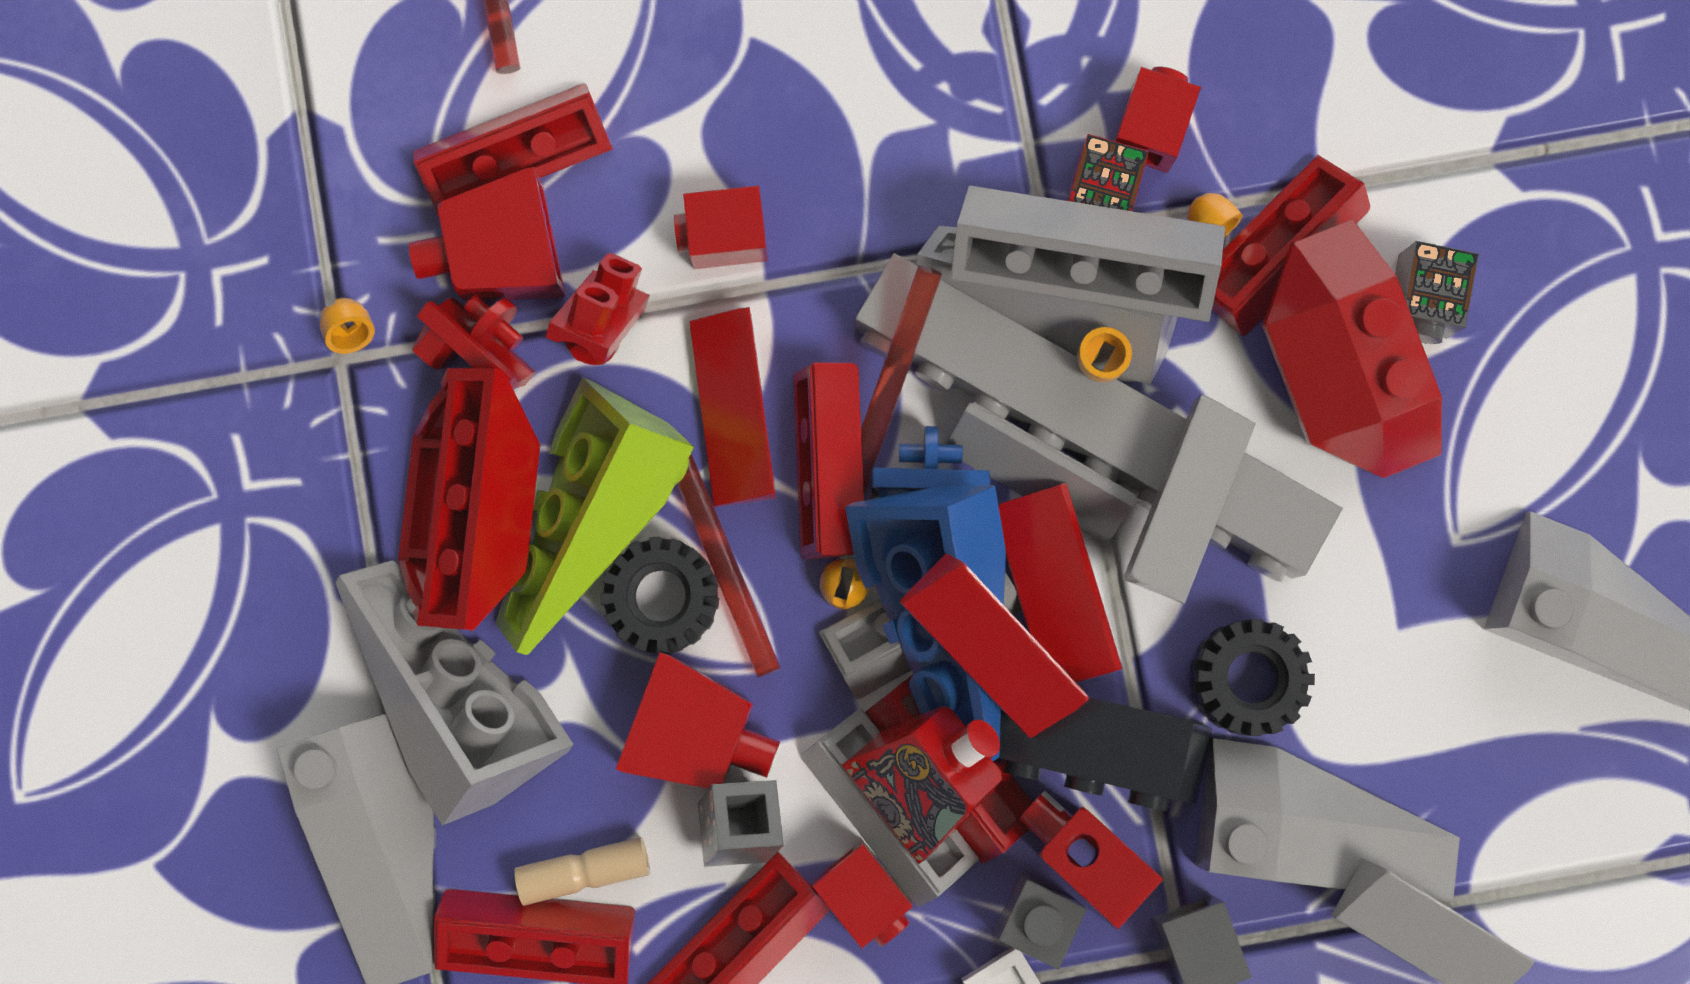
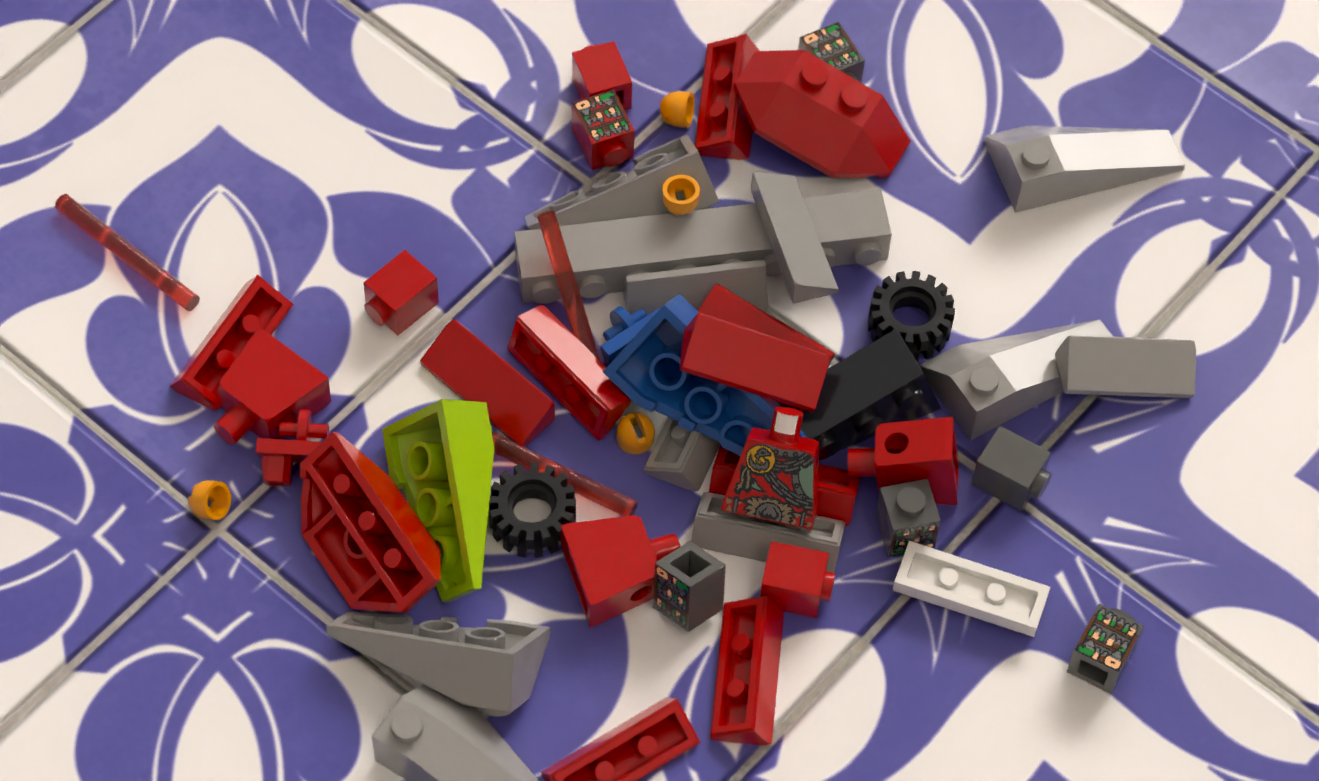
camera: 40 degrees left, 25 degrees down
(575, 872) = (612, 698): tan piece -> none
(600, 311) = (366, 383): red hips -> none
(1088, 253) = (626, 152): light grey brick -> none

